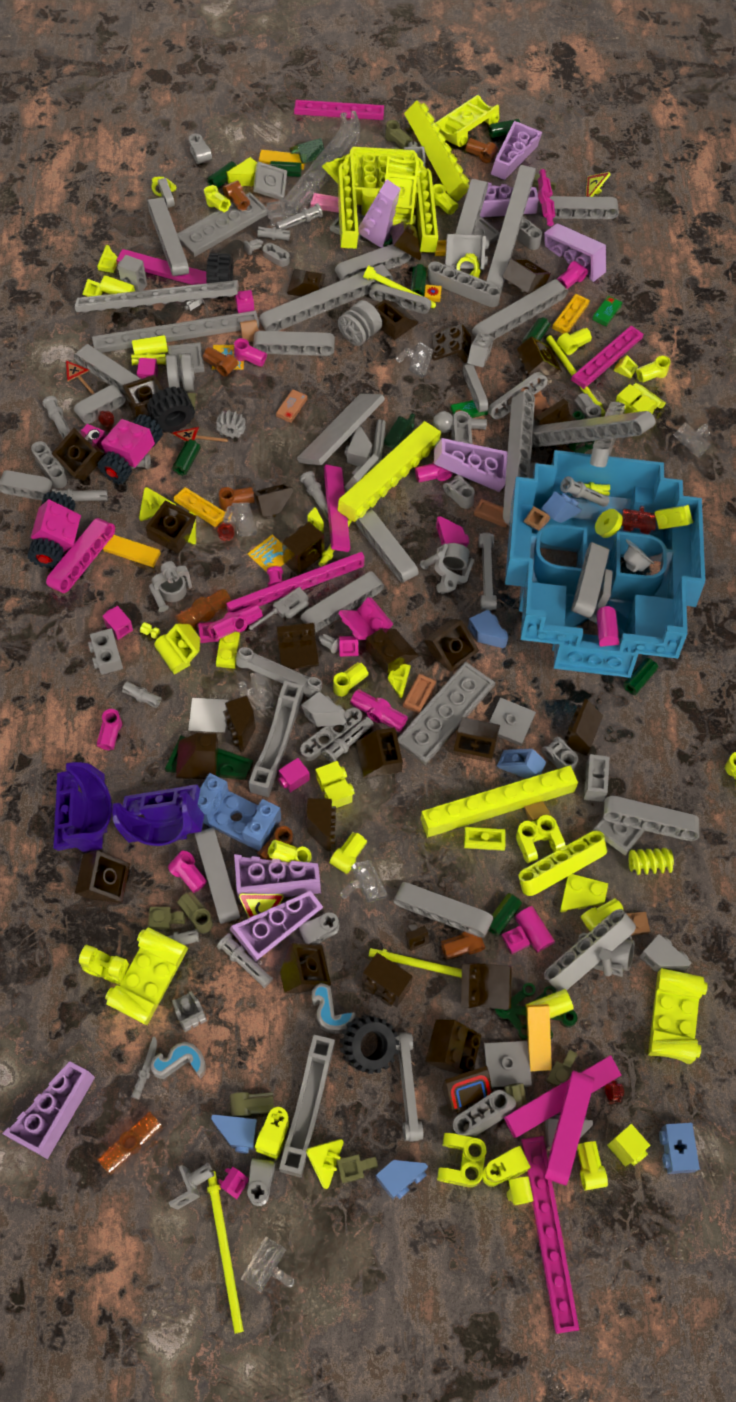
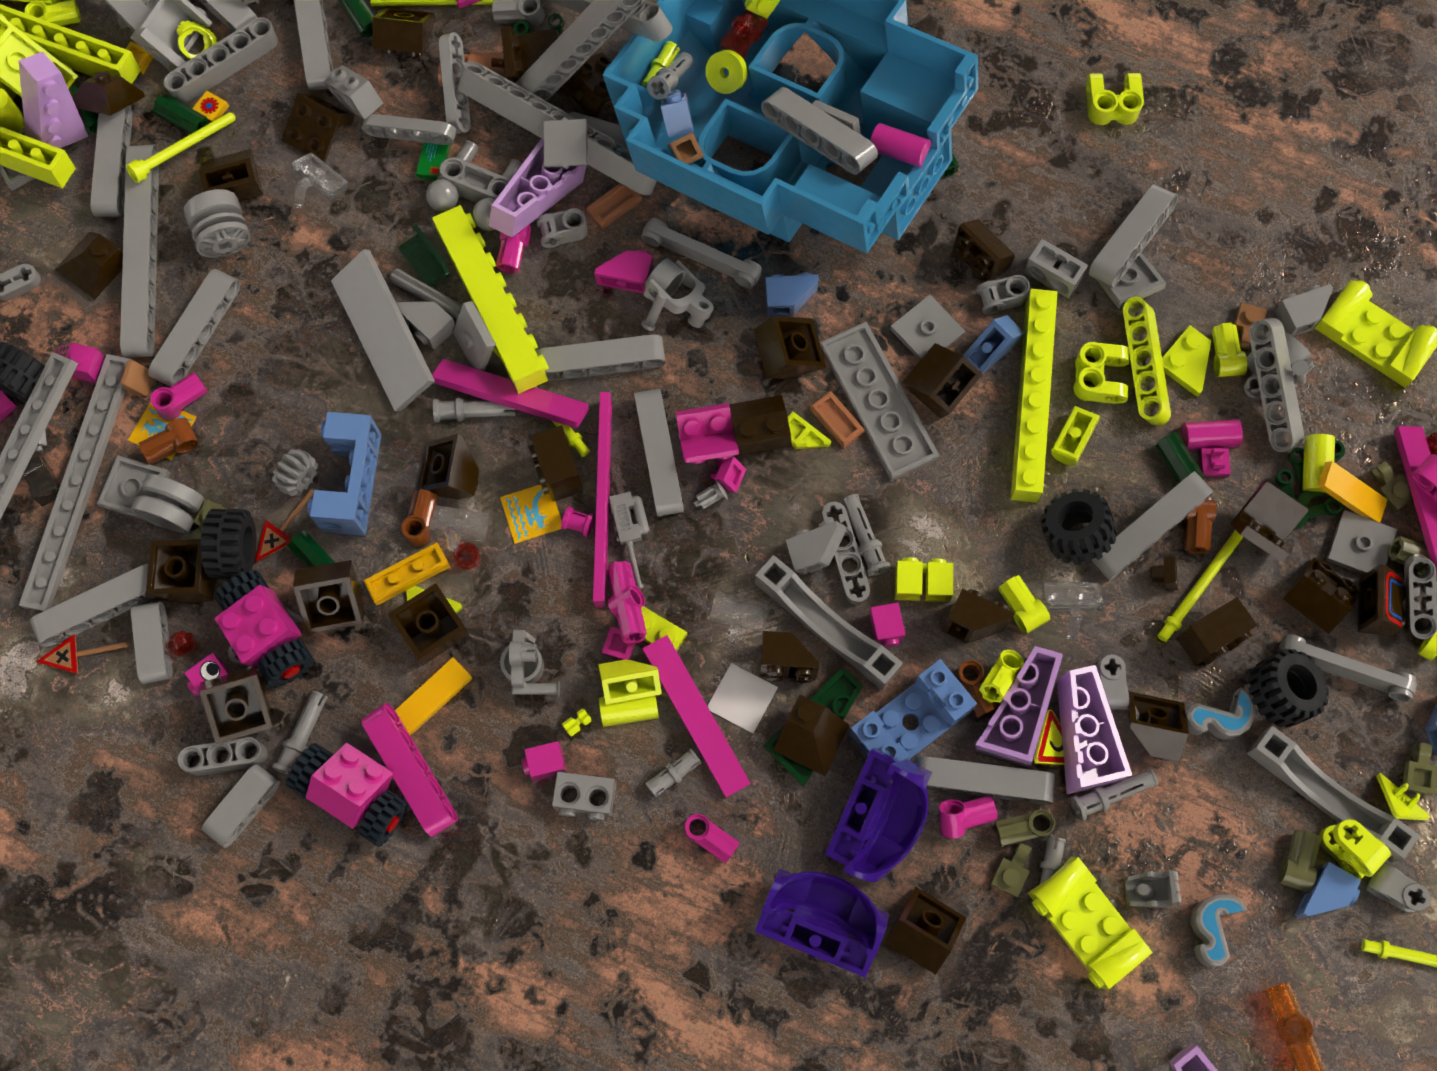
camera: 60 degrees left, 10 degrees up
(56, 414) = (133, 712): light grey pin -> none
(102, 965) = (1054, 970): neon yellow piece -> none
(144, 1073) = (1209, 978): light grey piece -> none
(147, 367) = (129, 549): dark pink brick -> none
(150, 345) = (85, 529): neon yellow brick -> none
(151, 503) = (368, 638): neon yellow piece -> none
(161, 358) = (107, 540): neon yellow pin -> none
(163, 470) = (328, 597): none -> dark brown brick
(182, 691) = (696, 716): none -> dark pink tile
(191, 1181) = (1370, 971): light grey bracket -> none
(204, 608) = (580, 636): clear orange piece -> none
(230, 459) = (358, 439): none -> medium blue plate
(234, 1182) = (1388, 921): dark pink tile -> none
(247, 659) = (727, 580): light grey piece -> none
(291, 406) = (301, 379): nougat tile -> none
(297, 646) = (702, 539): dark brown bracket -> none
(315, 518) = (515, 429): neon yellow slope -> none
(349, 678) = (778, 493): neon yellow piece -> none
(377, 293) = (198, 151): light grey beam -> none
(378, 710) = (841, 479): dark pink piece -> none
(380, 753) = (906, 504): dark brown slope -> none
(416, 861) = (1073, 510): none -> black tyre
(507, 460) = (565, 143): none -> light grey piece
(536, 810) = (1065, 359): medium nougat slope -> none
(636, 558) = (812, 64): light grey piece -> none
(651, 860) = (1185, 263): neon yellow piece -> none

